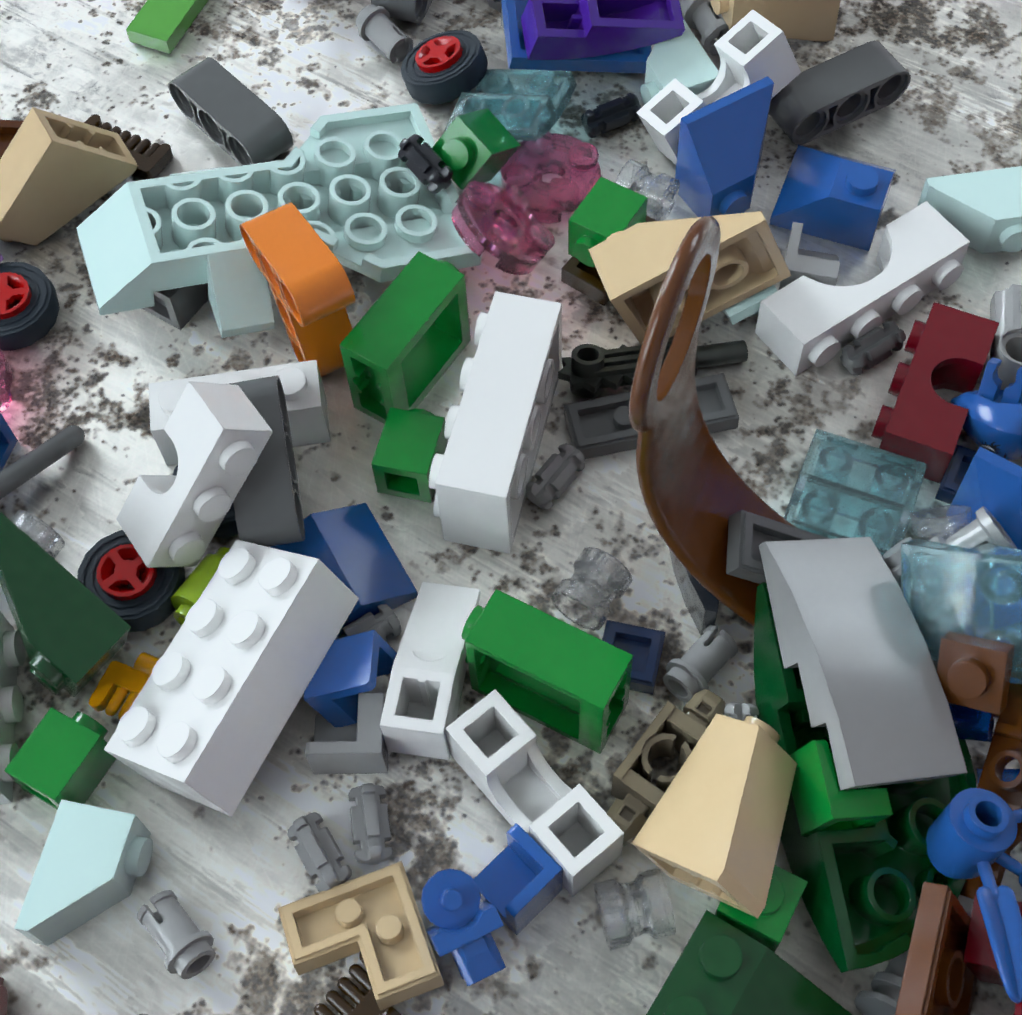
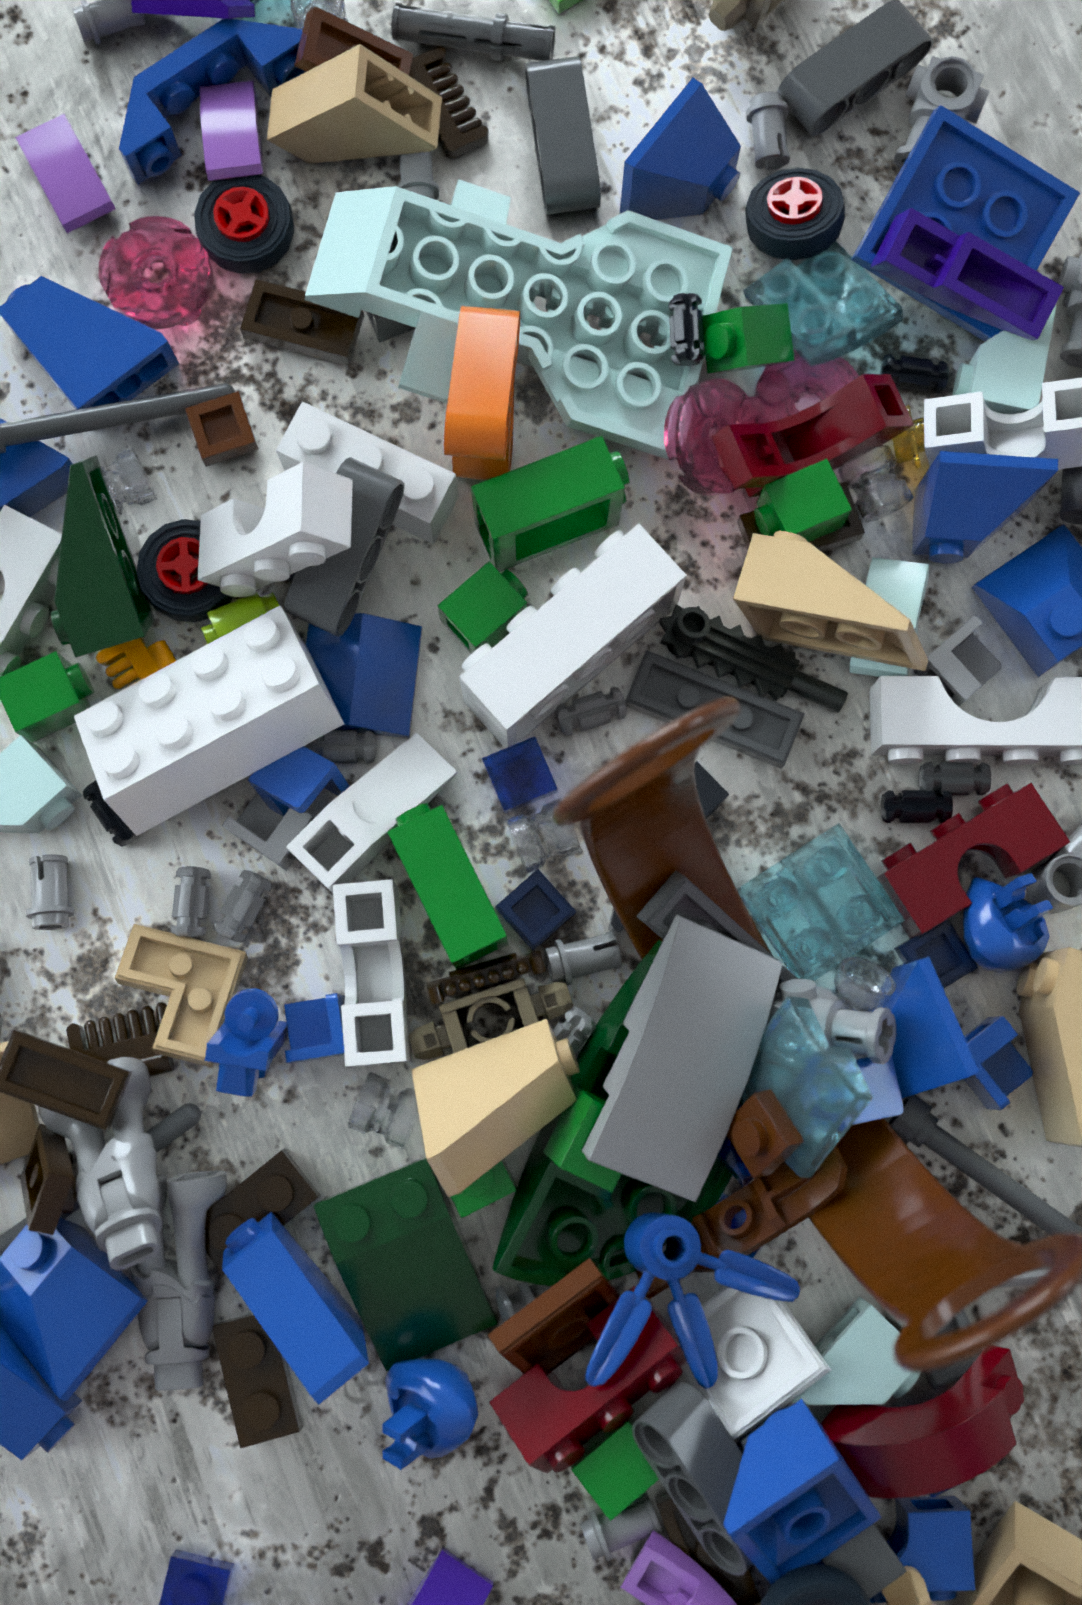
camera: 30 degrees right, 20 degrees up
(89, 458) = (221, 429): none -> reddish brown plate
(106, 345) = (287, 321): none -> dark brown plate
(161, 70) = (473, 33): none -> dark grey pin
(191, 823) = (107, 817): none -> black piece
(336, 67) = (682, 160): none -> blue slope
(535, 557) = (519, 775): none -> clear blue plate
(595, 149) = (835, 429): none -> dark red arch
(632, 728) = (485, 974): none -> dark brown piece
(643, 148) = (910, 442): none -> clear yellow plate
(862, 384) = (916, 806): none -> black piece

